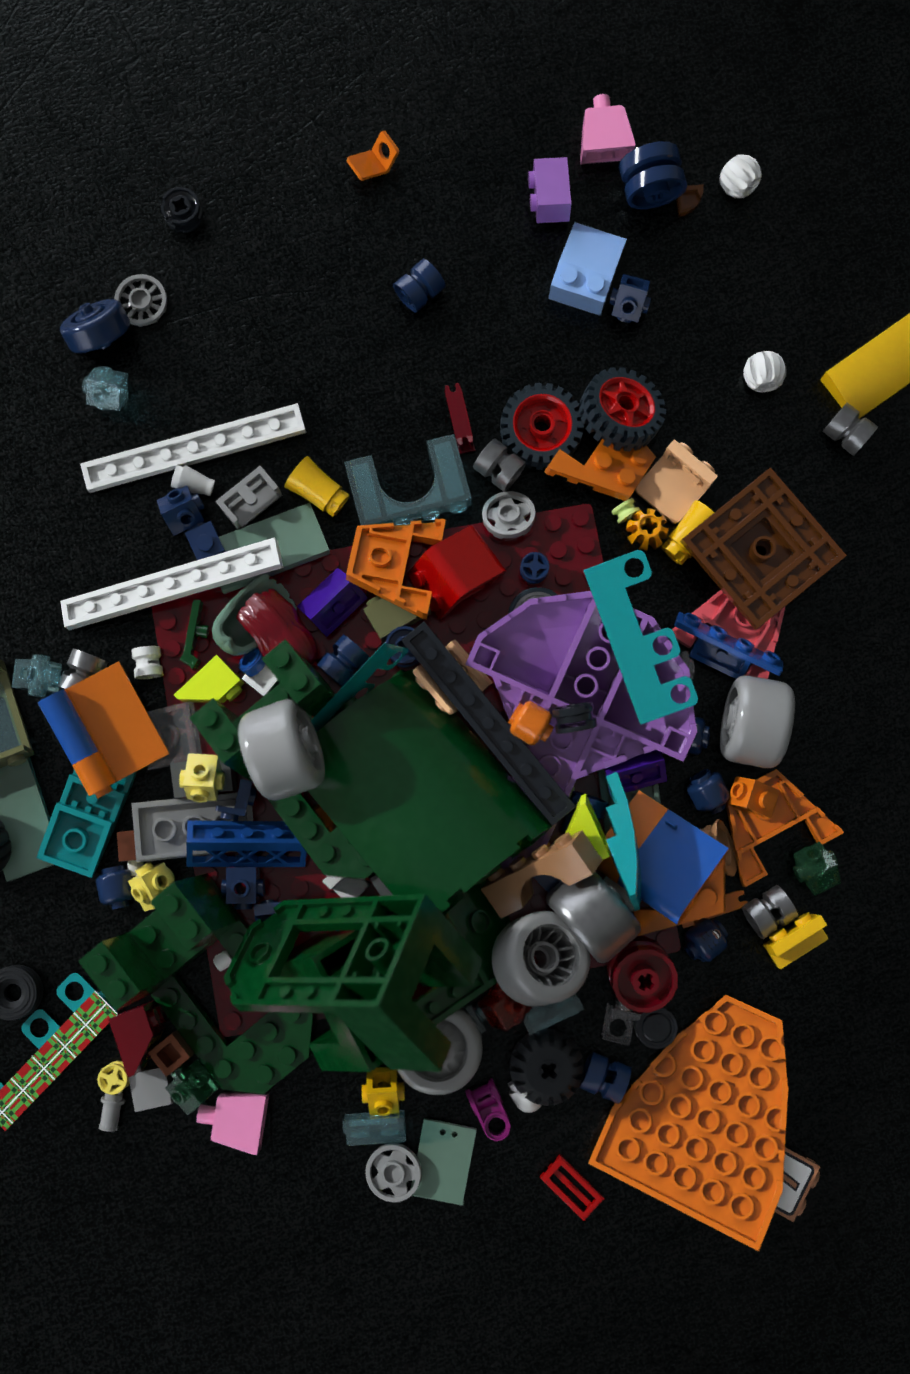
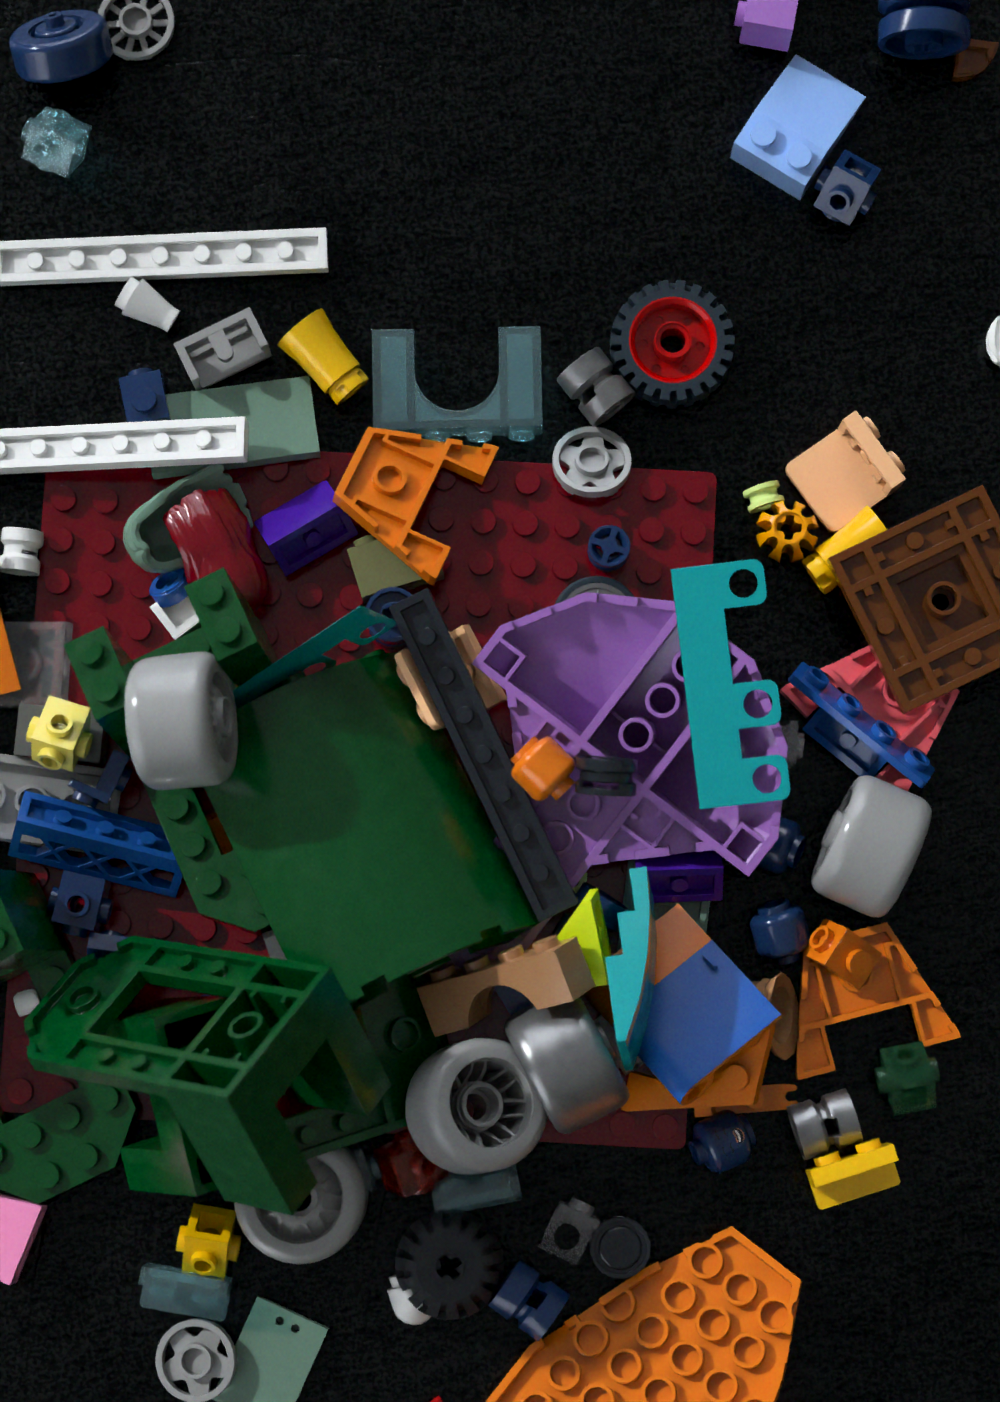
camera: 15 degrees right, 0 degrees up
(181, 509) = (121, 343): dark blue brick -> none
(194, 630) = (98, 522): dark green piece -> none
(212, 681) = (105, 602): neon yellow slope -> none
(343, 661) = (301, 616): dark blue wheel -> none
(346, 886) = (227, 936): white panel -> none
(416, 288) = (546, 95): dark blue wheel -> none
(455, 570) = (494, 524): red piece -> none
(459, 419) = (555, 307): dark red piece -> none
(488, 1108) = (353, 1302): magenta piece -> none
(606, 470) = (767, 422): orange wing -> none
(622, 409) = (793, 348): black wheel -> none
(643, 975) = (624, 1190): dark red wheel -> none

